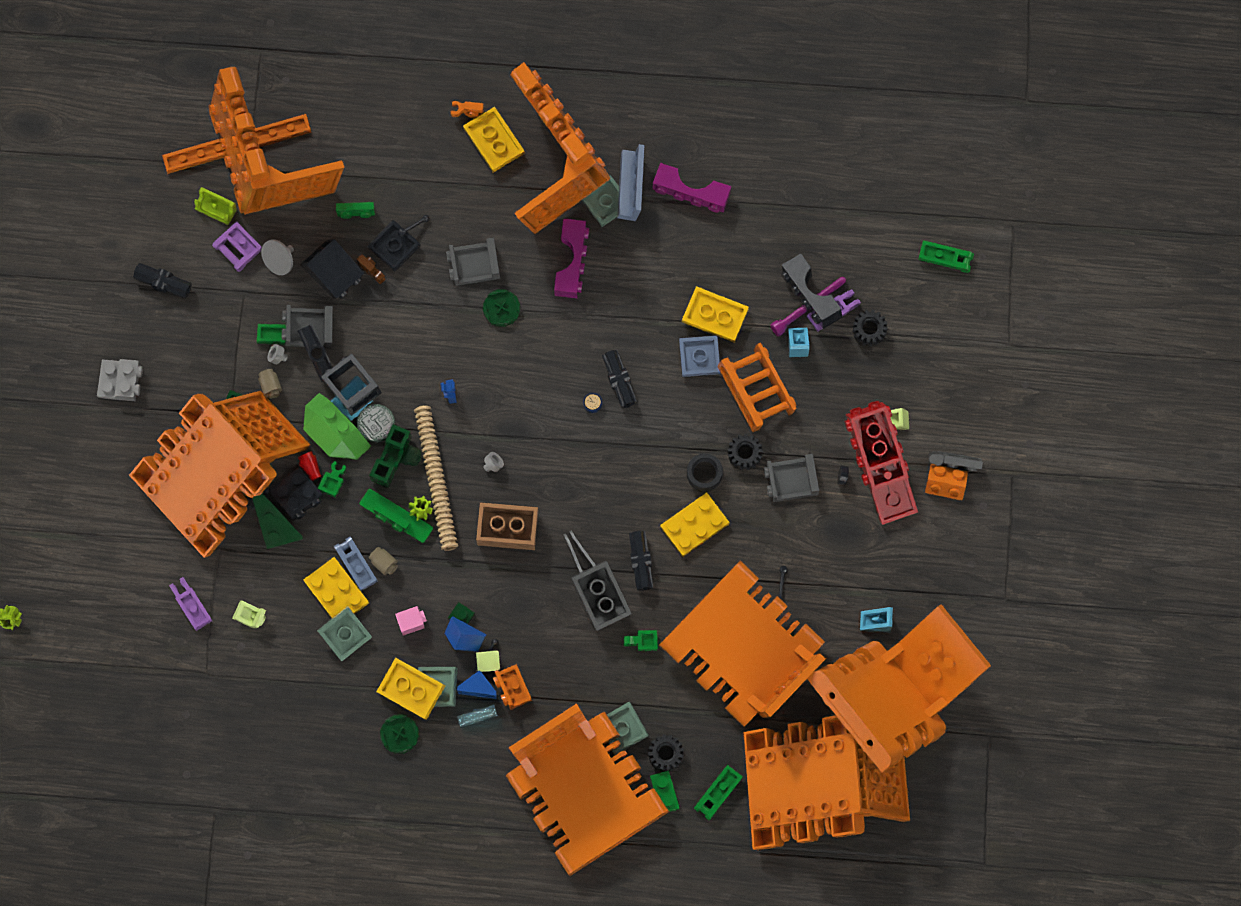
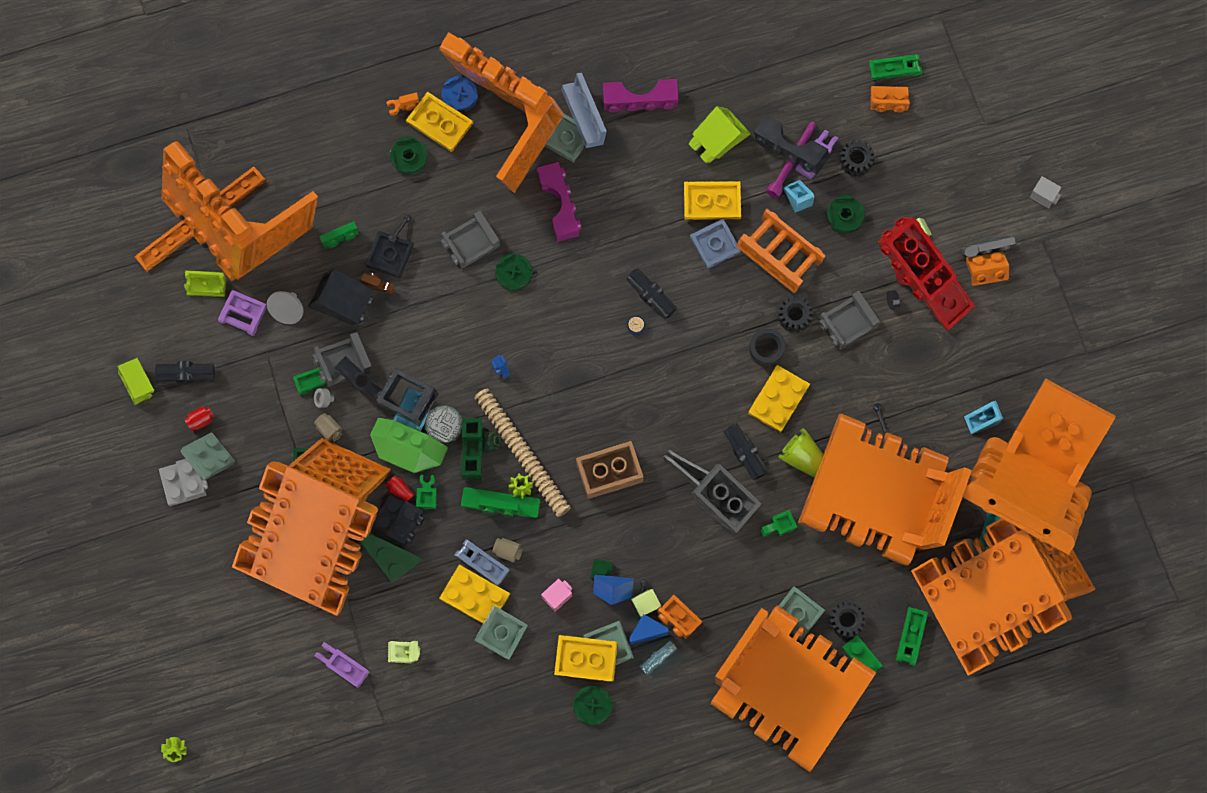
camera: 25 degrees left, 0 degrees up
(115, 270) = (135, 381): none -> lime hinge
(150, 365) = (207, 456): none -> sand green plate
(157, 328) = (199, 418): none -> red brick
(454, 170) = (405, 165): none -> dark green plate
(493, 462) = (569, 416): light grey tile -> none
(524, 120) = (460, 93): none -> blue tile
(692, 584) = (802, 453): none -> lime cone
(749, 253) = (718, 134): none -> lime hips
(844, 372) = (842, 224): none -> dark green plate
(927, 284) = (889, 98): none -> orange bracket
(1034, 432) = (1046, 192): none -> light grey brick

